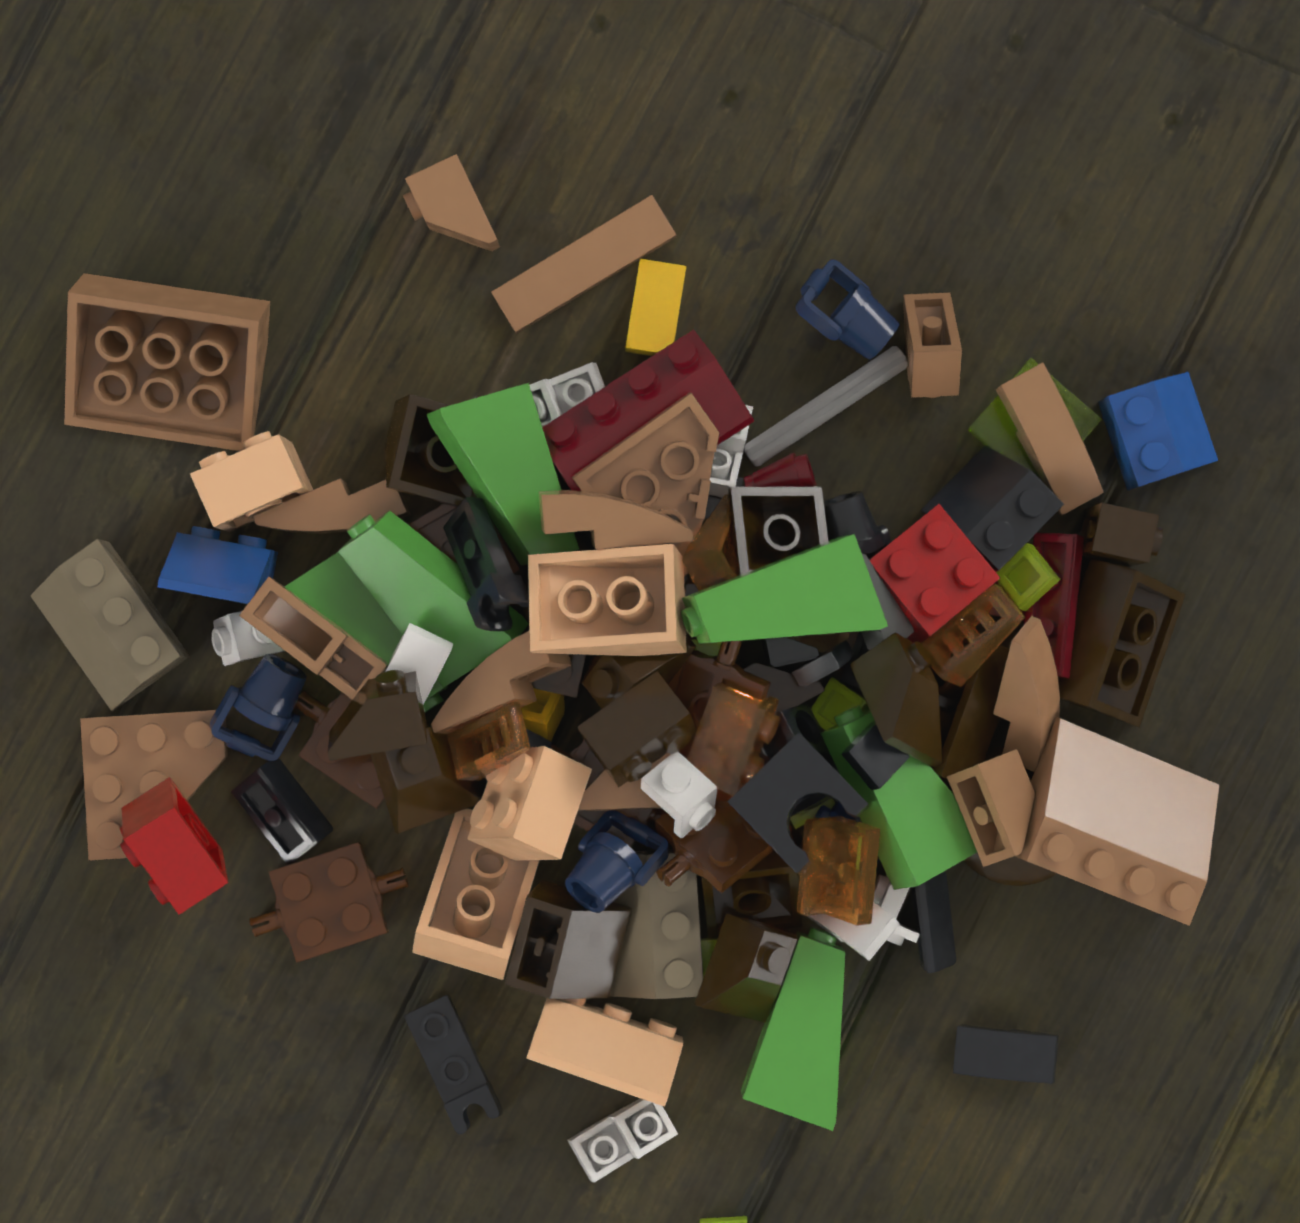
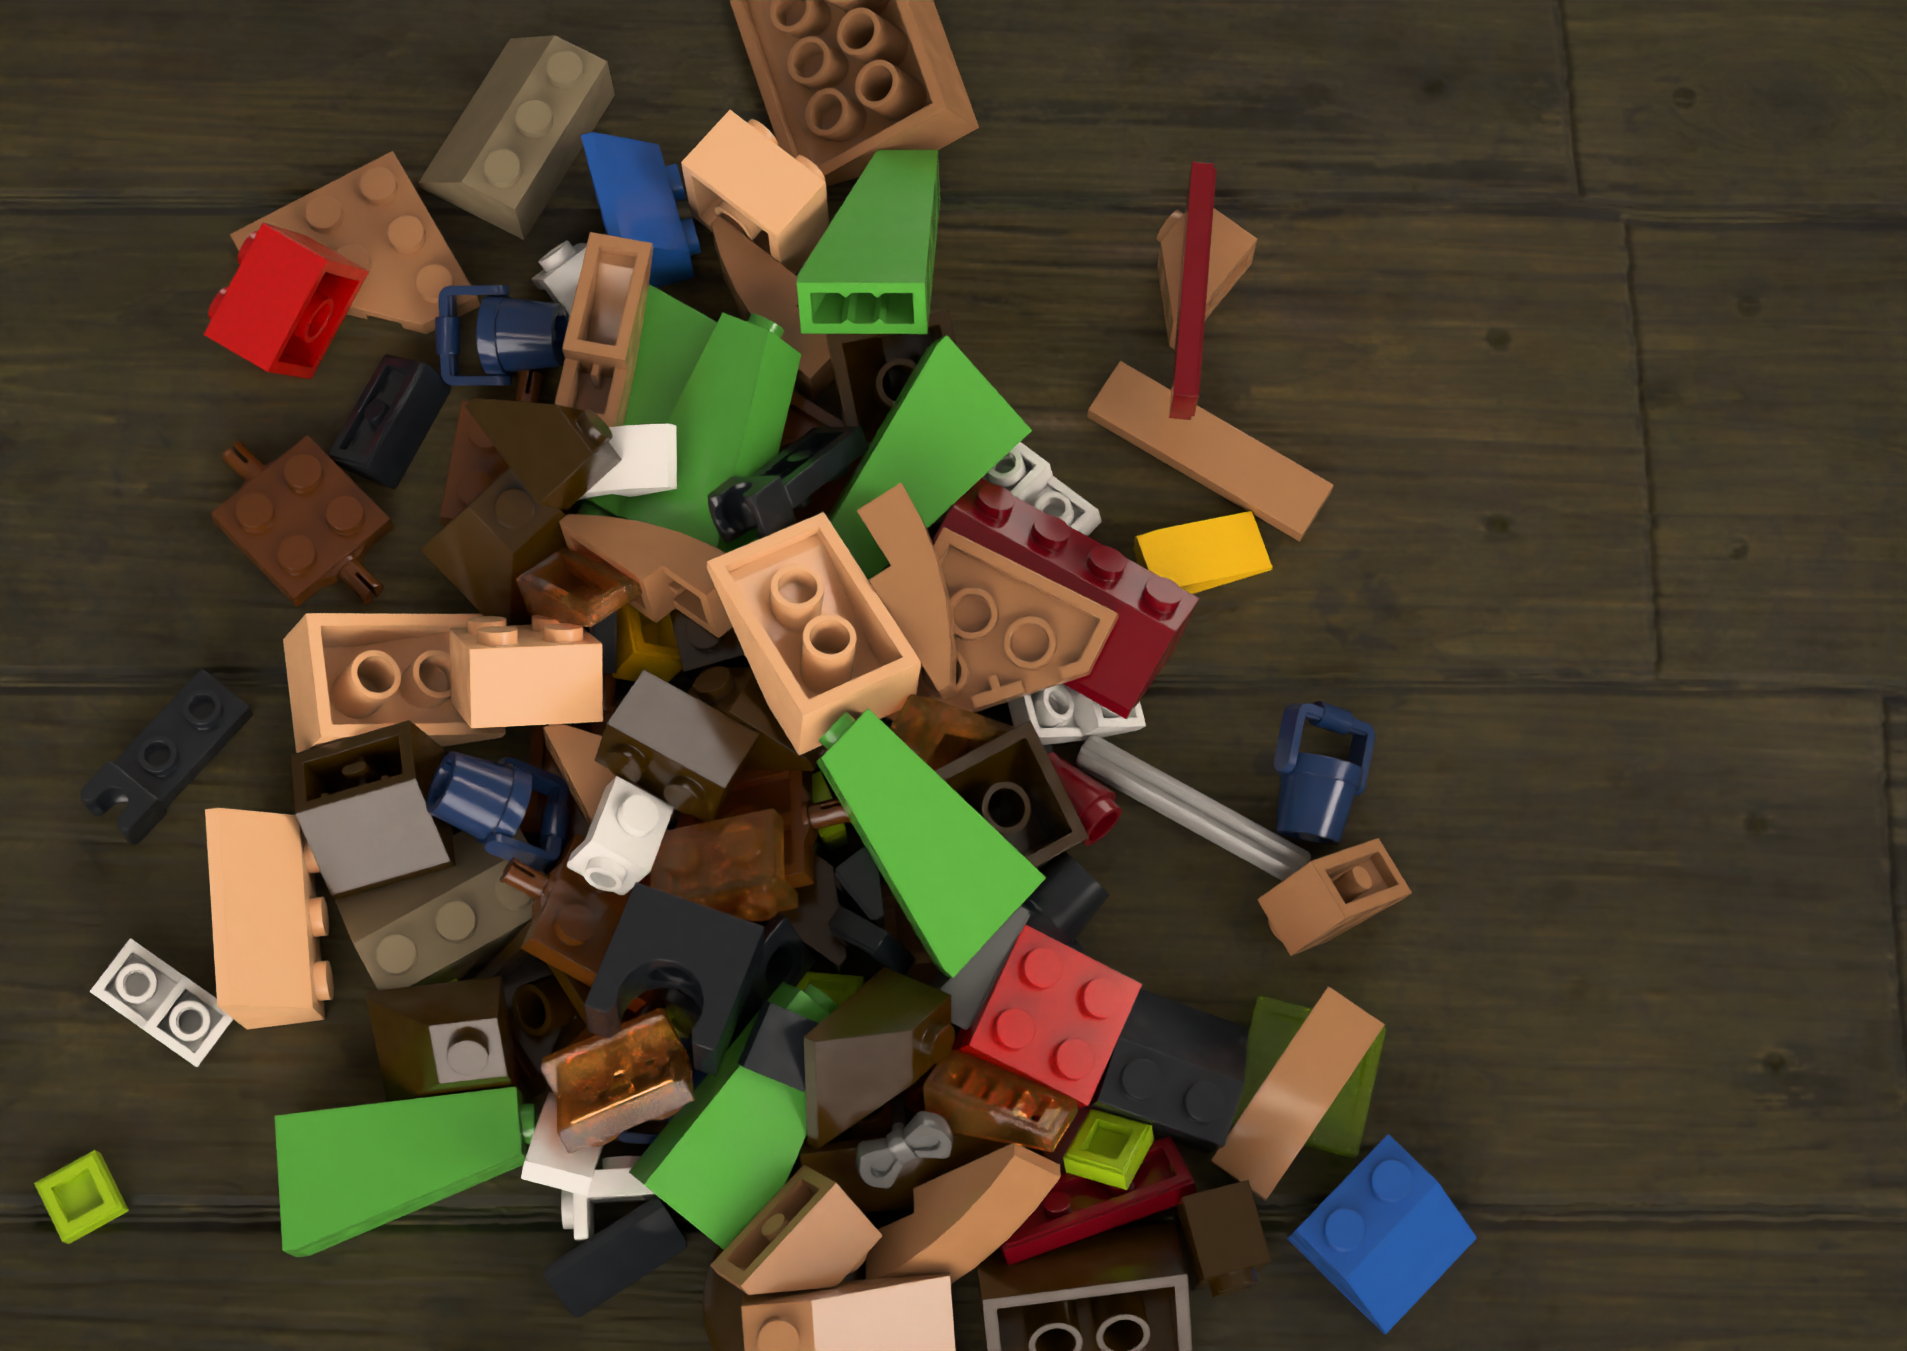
camera: 70 degrees right, 15 degrees down
(345, 423) = (877, 253): none -> bright green slope
(478, 220) = (1193, 291): none -> dark red tile
(971, 726) = (923, 1137): none -> dark grey piece

